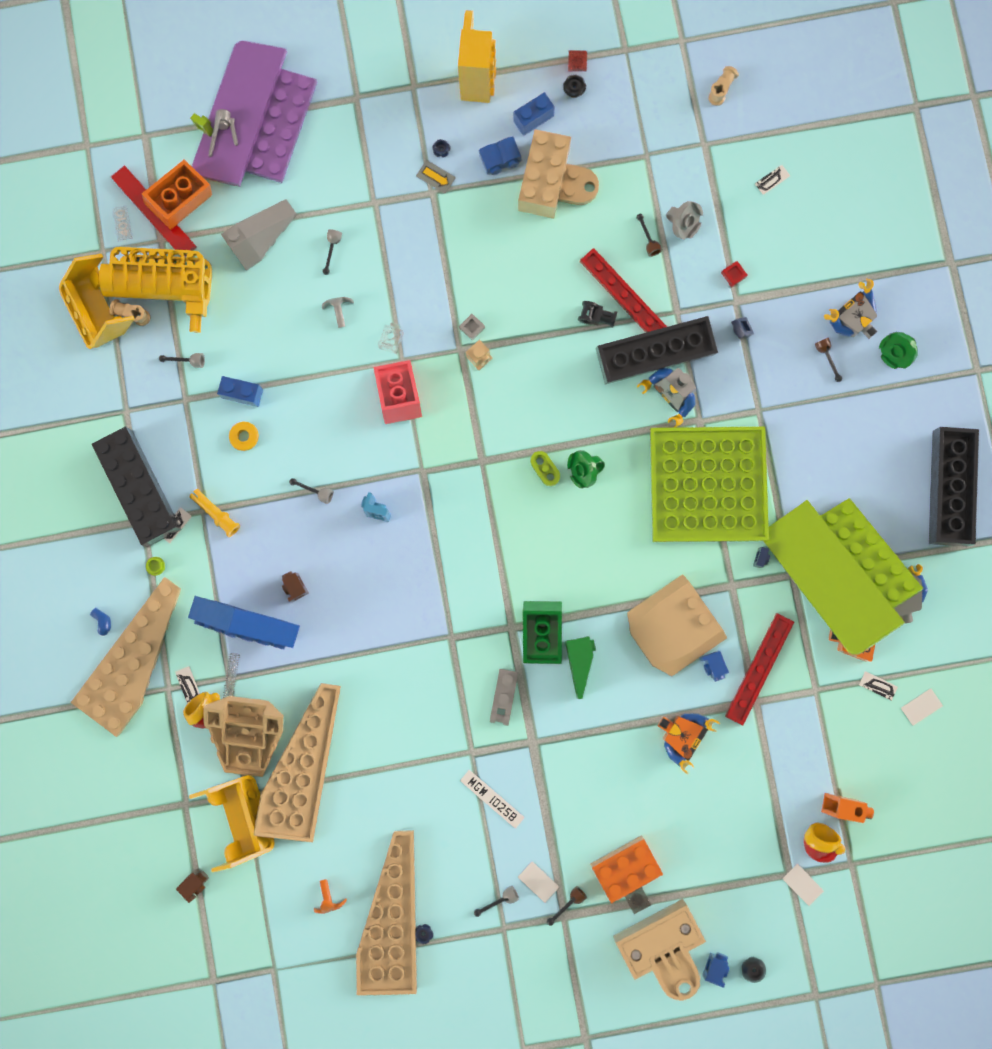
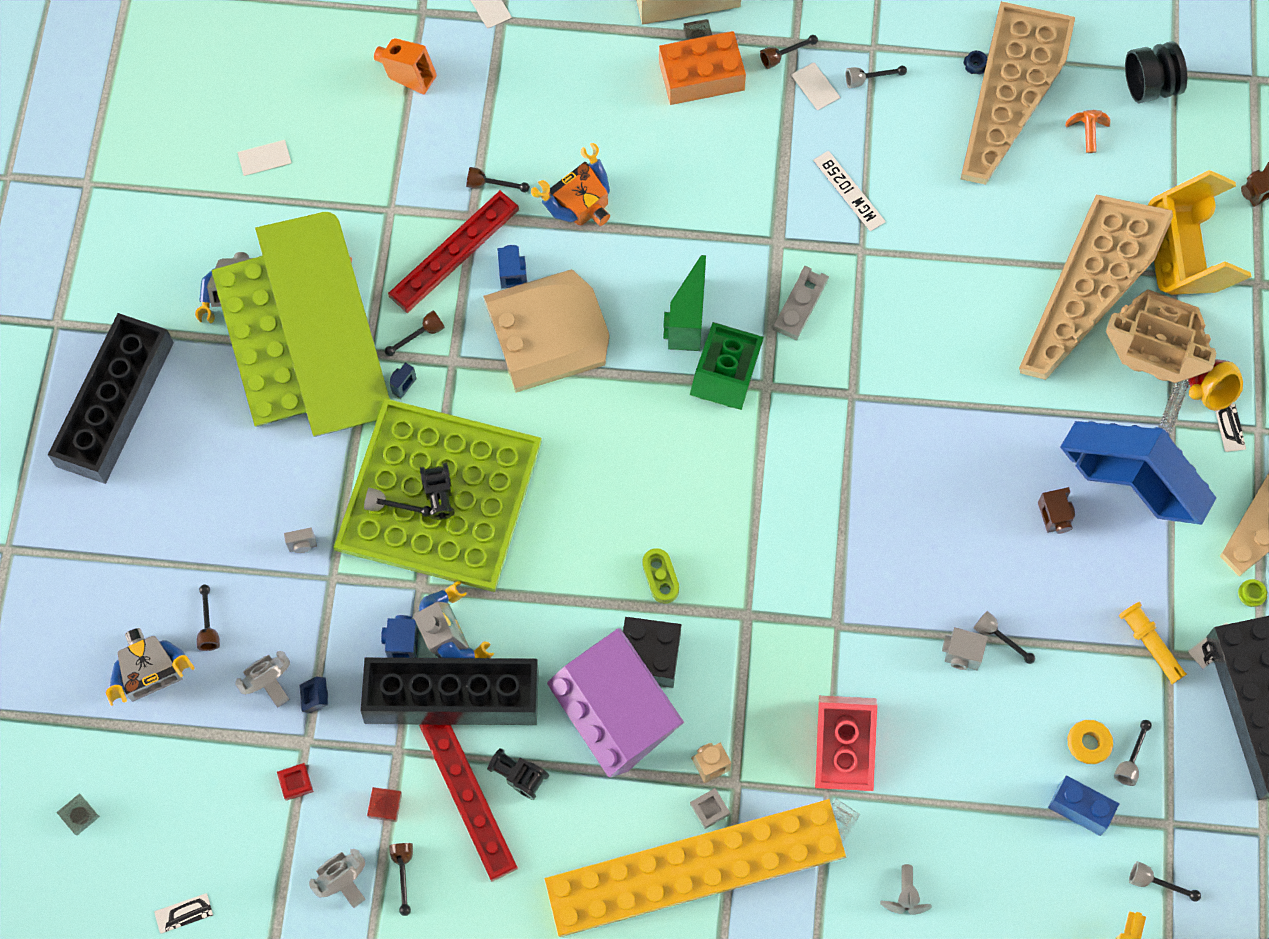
camera: 170 degrees left, 15 degrees down
(215, 423) = (1127, 771): none -> light grey hinge
(286, 957) = (1156, 72): none -> black wheel
(335, 472) = (964, 649): none -> light grey brick
(374, 509) = (920, 574): dark azure bracket -> none
(470, 286) = (694, 868): none -> yellow plate
(537, 413) = (656, 645): none -> black brick
(549, 368) = (615, 703): none -> medium lavender slope
(584, 468) = (606, 555): green tile -> none
(673, 273) = (384, 804): none -> clear red plate
(701, 378) = (400, 637): none -> blue brick
(710, 481) = (437, 486): none -> black connector
(748, 463) = (376, 500): none -> hinge
(755, 606) = (431, 324): none -> hinge
(761, 730) = (477, 178): none -> hinge
(777, 327) = (264, 675): none -> light grey tile
(788, 424) = (300, 540): none -> light grey plate
(822, 843) = (449, 36): yellow piece -> none
(860, 215) = (78, 814): none -> clear smoke plate
(878, 685) = (309, 194): sticker -> none
(898, 350) = (106, 597): green tile -> none

